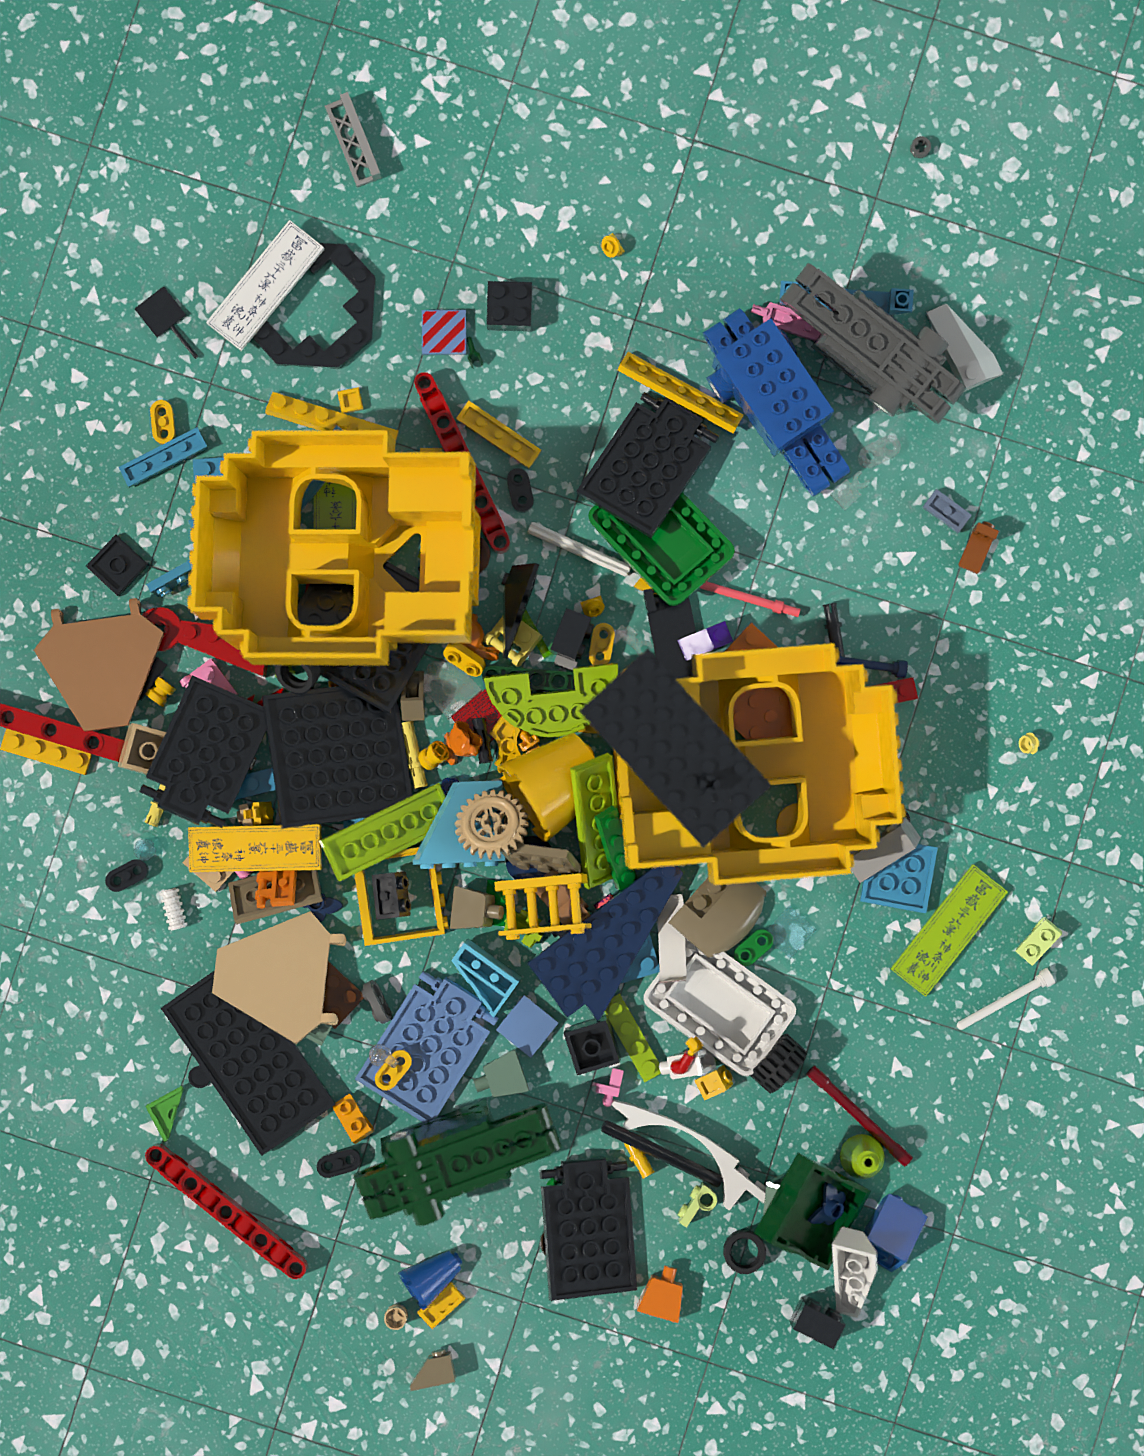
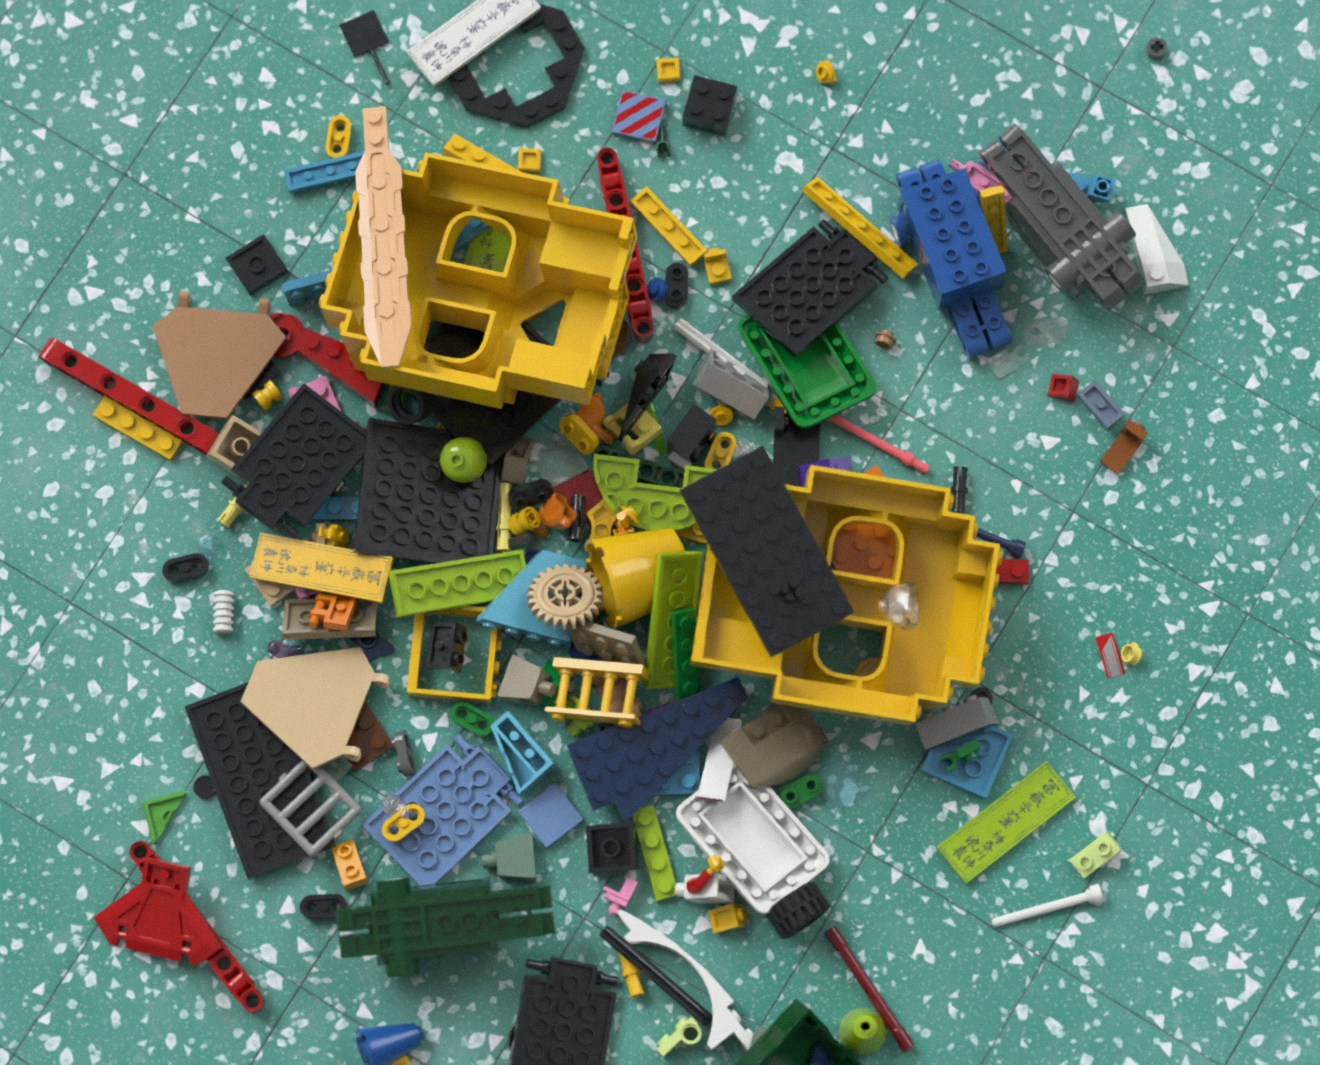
camera: 15 degrees right, 10 degrees down
(190, 1212) = (160, 916): none -> red plate
(234, 533) = (382, 240): none -> light nougat plate
(238, 932) = (281, 650): none -> arm
(297, 1104) = (297, 834): none -> light grey bar
(362, 713) = (463, 459): none -> lime cylinder
(432, 954) = (472, 720): none -> green plate
(433, 728) = (530, 494): none -> black plate
(437, 773) = (523, 541): none -> clear smoke tile
(460, 279) = (668, 70): none -> yellow tile
(502, 498) = (657, 289): none -> blue plate
(530, 731) = (627, 516): none -> yellow plate
(554, 463) = (717, 266): none -> yellow bracket
(594, 578) = (730, 386): none -> light grey wedge
(729, 496) = (885, 339): none -> medium nougat plate
(807, 351) = (994, 211): none -> yellow plate
(810, 761) = (901, 607): none -> clear cylinder
(898, 877) = (965, 752): none -> green plate
(907, 502) = (1063, 387): none -> red slope
(1008, 748) = (1110, 655): none -> sticker

